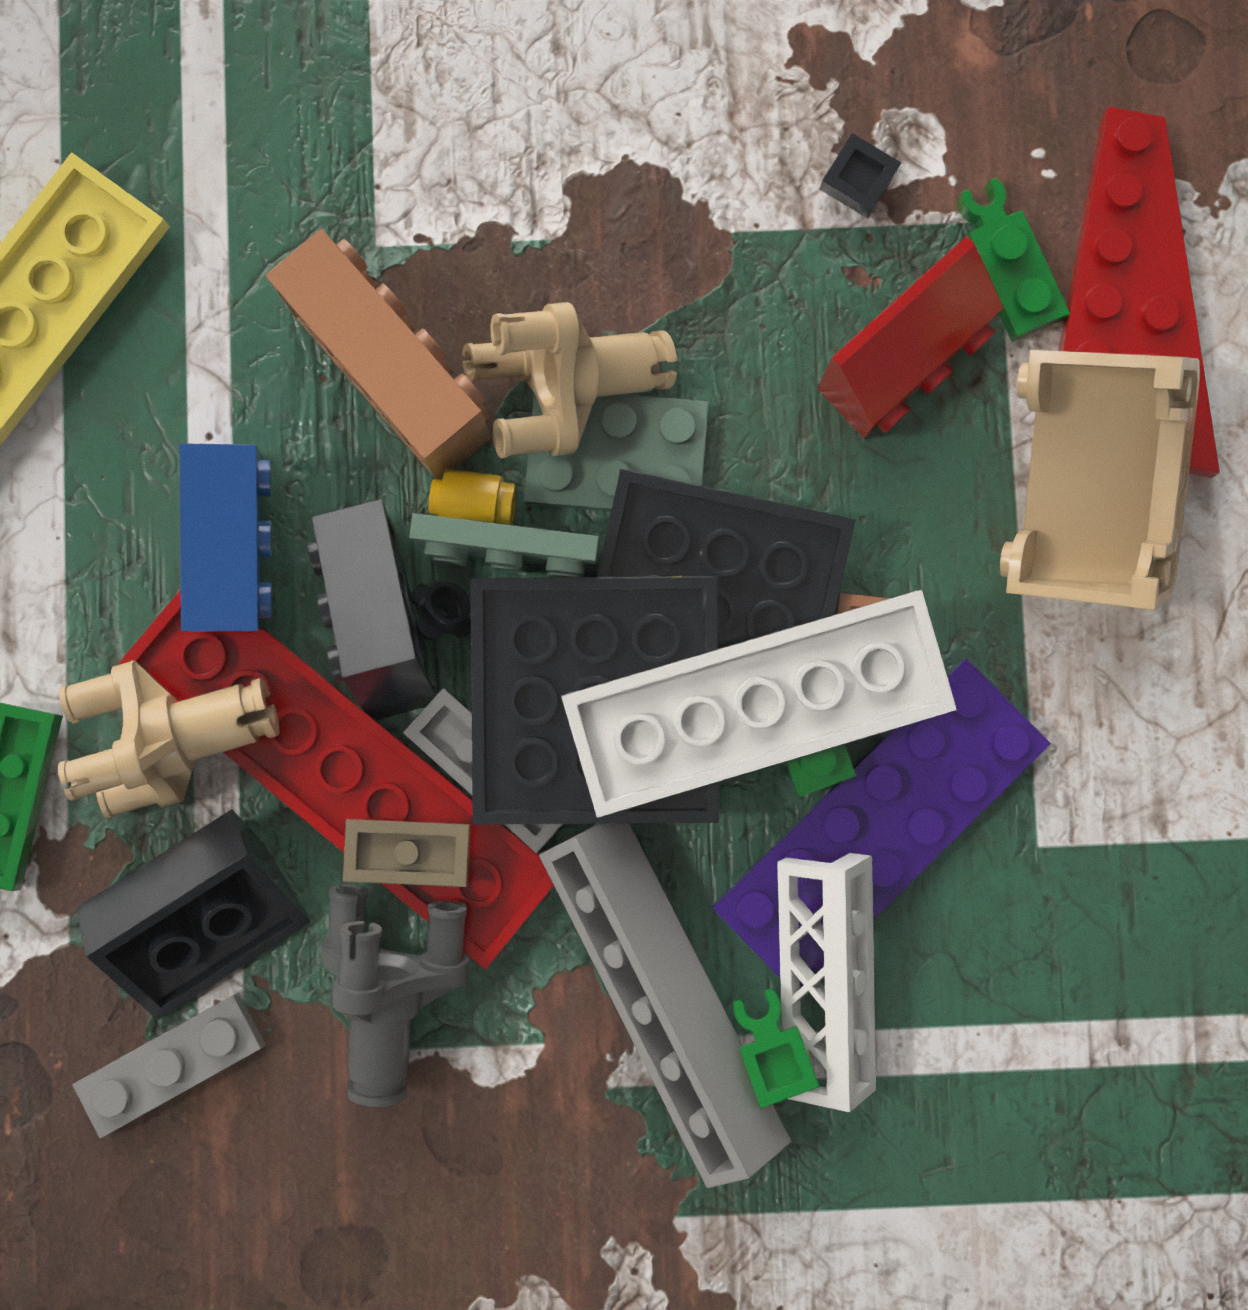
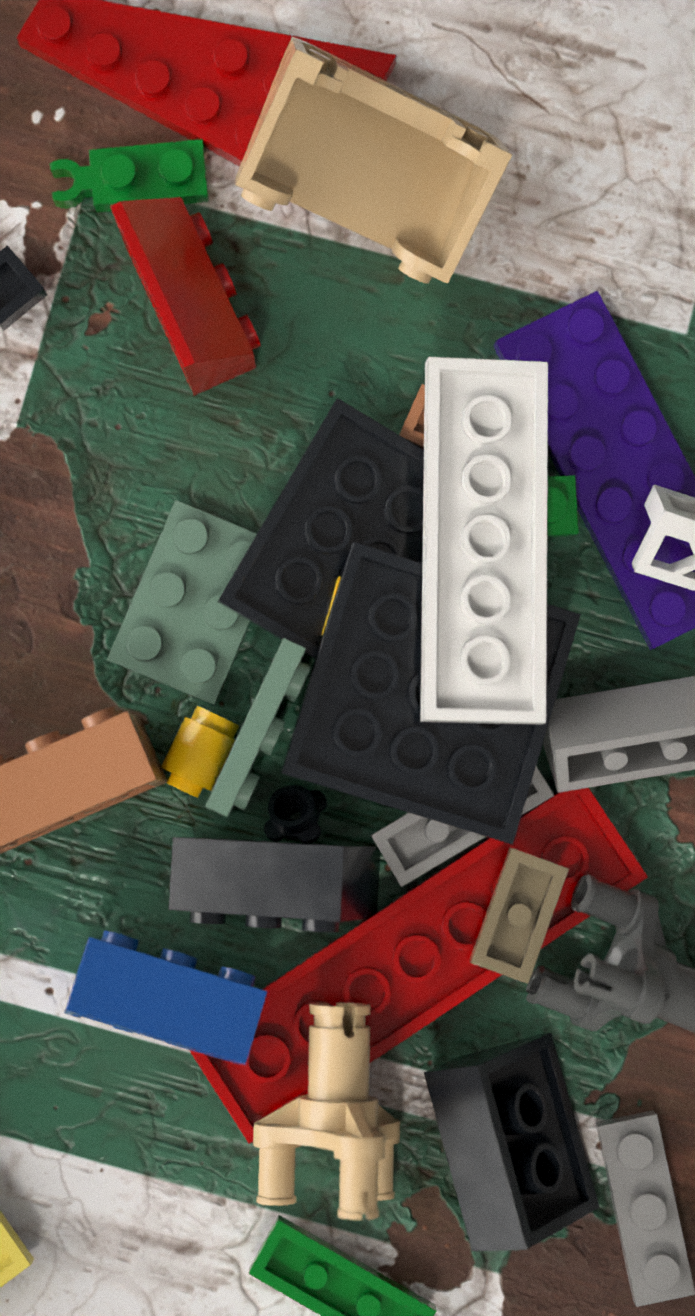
camera: 75 degrees left, 0 degrees up
(564, 373) = (111, 624): tan wheel -> none

